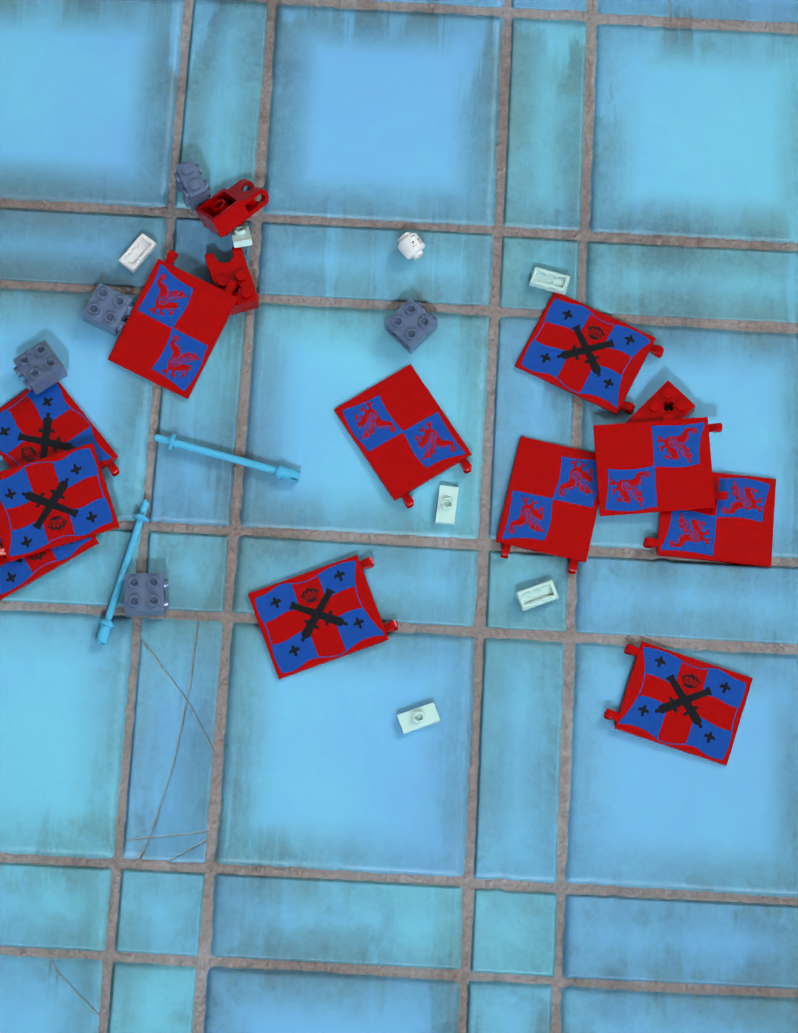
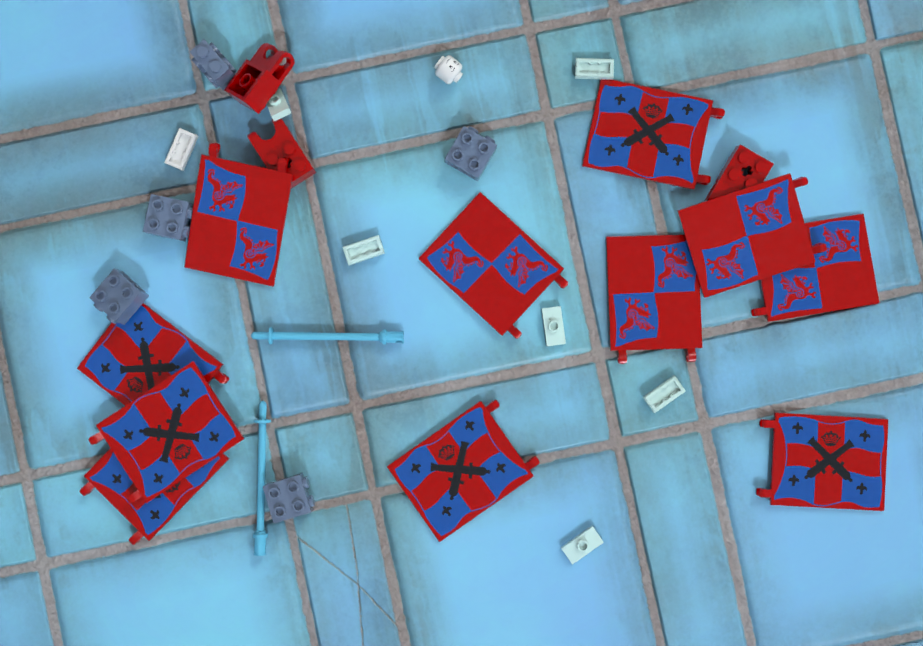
camera: 15 degrees left, 15 degrees up
(283, 387) = (363, 250): none -> light aqua plate

